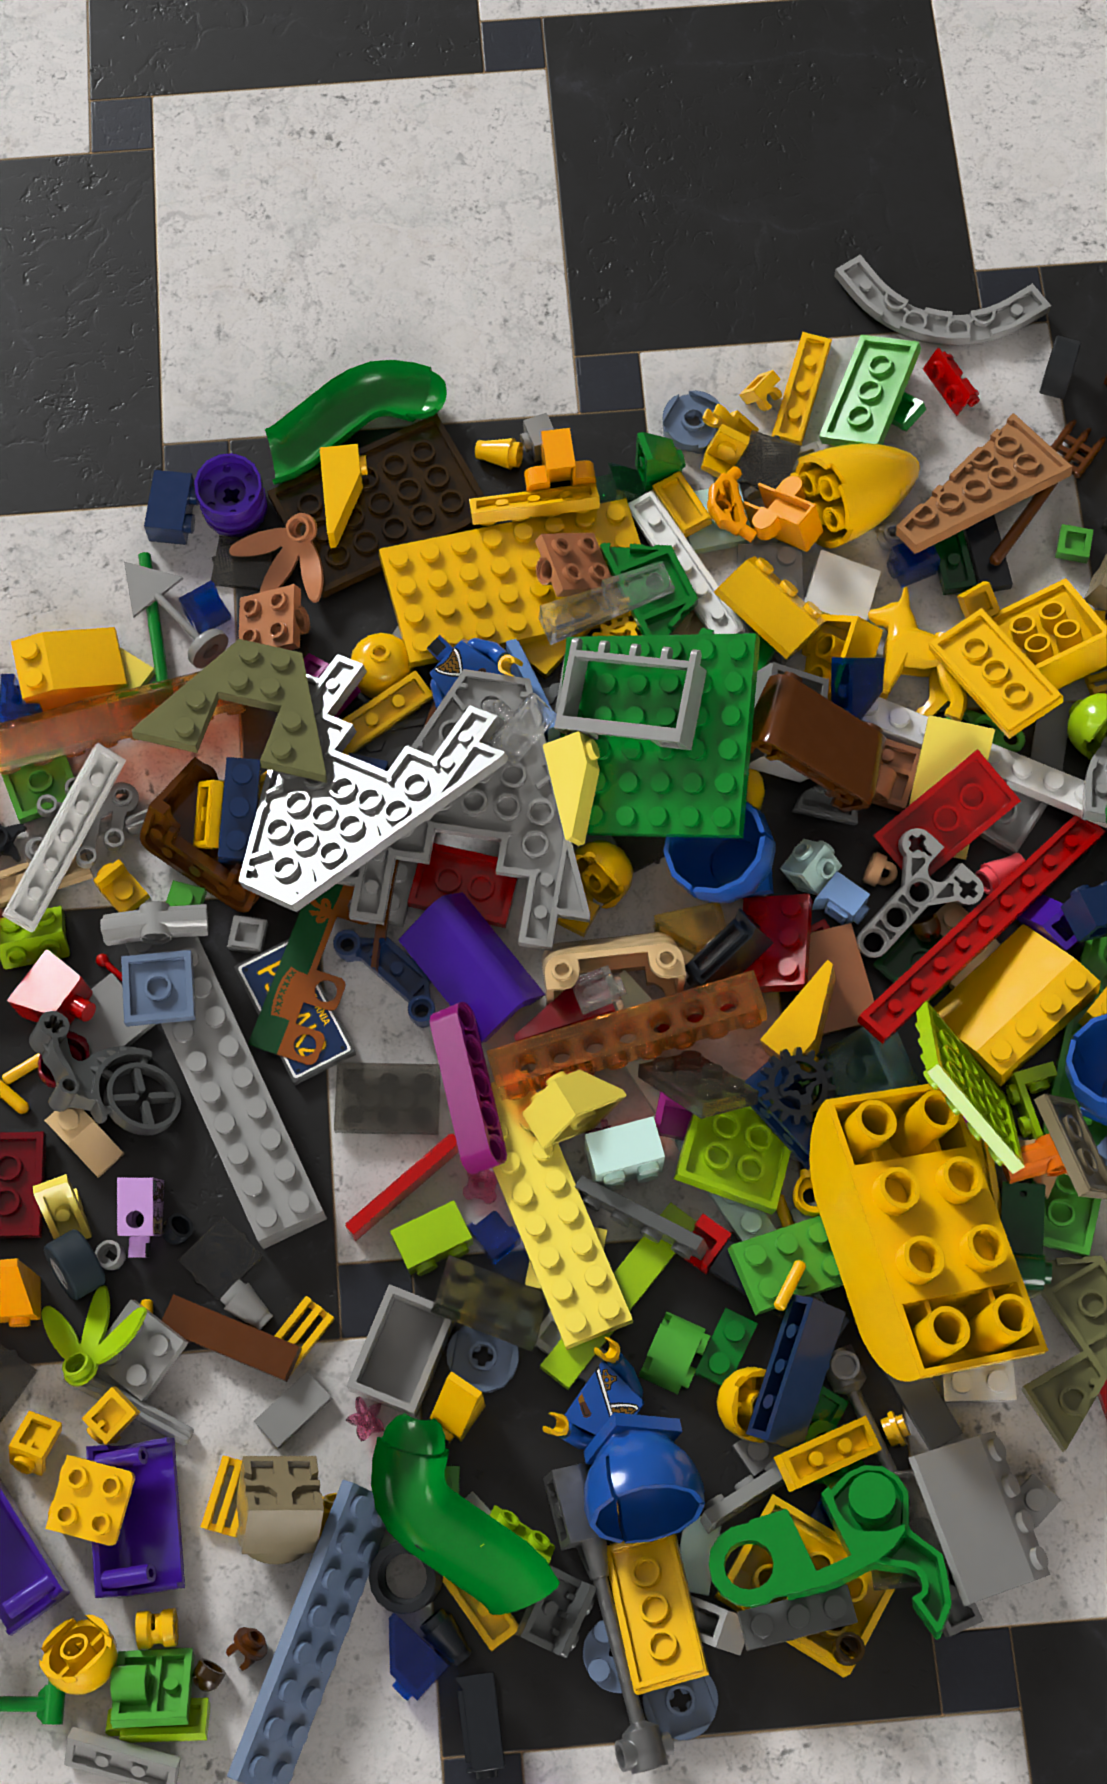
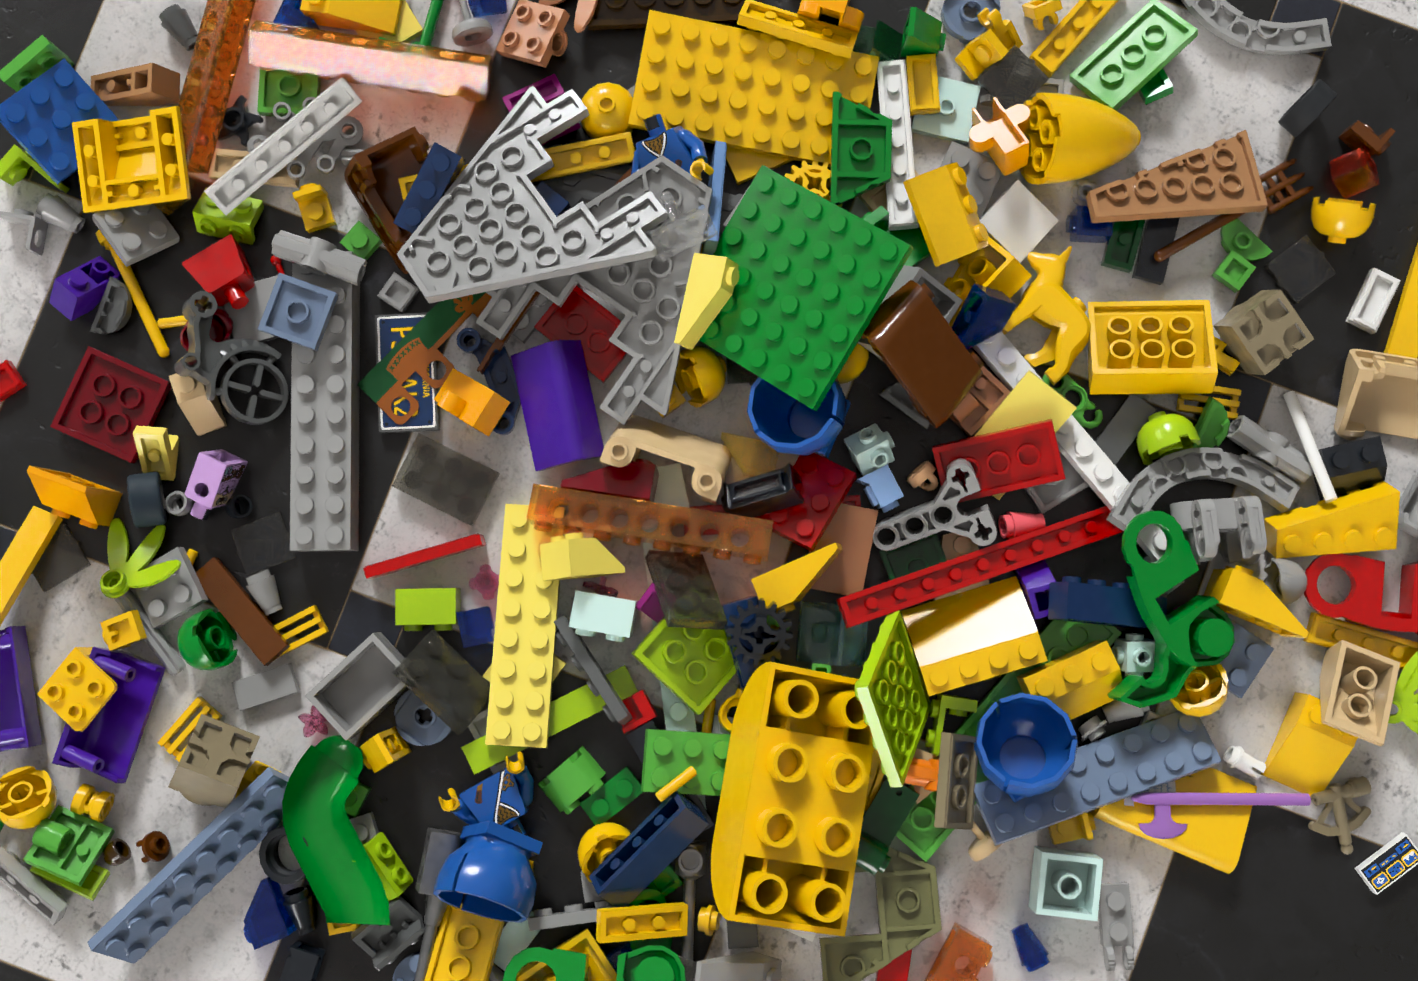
camera: 25 degrees right, 15 degrees up
(33, 1443) = (61, 620): yellow bracket -> none
(206, 1386) = (207, 640): none -> green cylinder
(208, 814) = (403, 181): yellow tile -> none
(253, 677) = (492, 81): olive wing -> none
(381, 1003) = (471, 402): none -> light orange piece
(468, 1088) = (507, 504): magenta beam -> none
(570, 562) = (801, 100): nougat plate -> none
(599, 990) = (643, 478): clear bracket -> none
(613, 598) = (811, 146): clear slope -> none
(667, 737) = (740, 218): light grey hinge -> none
(727, 507) = (957, 104): light orange piece -> none
(927, 926) = (935, 545): dark brown hinge -> none
(947, 379) = (1206, 67): red hinge -> none
(978, 597) = (1124, 288): yellow tile -> none
(995, 673) = (1103, 360): yellow tile -> none
(1063, 511) = (1243, 241): none -> bright green plate

